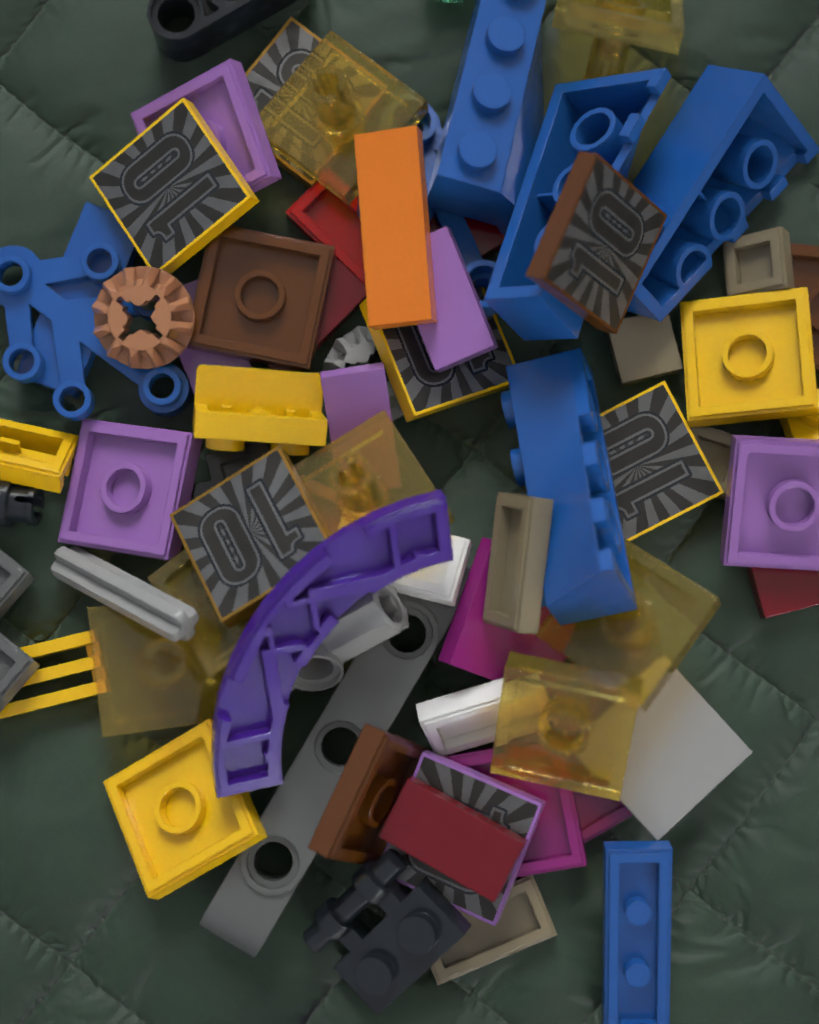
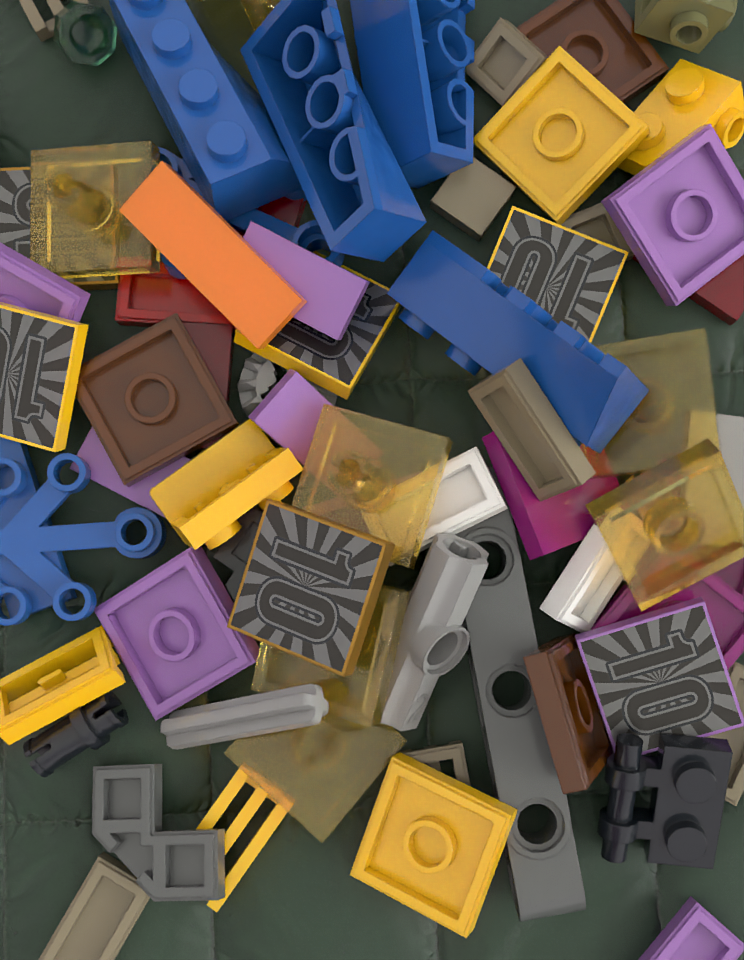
camera: 40 degrees left, 0 degrees up
(172, 315) = (95, 470): nougat gear -> none
(298, 619) = (402, 619): dark purple tile -> none
(453, 838) = (660, 686): dark red tile -> none
(596, 243) = (381, 130): tile -> none

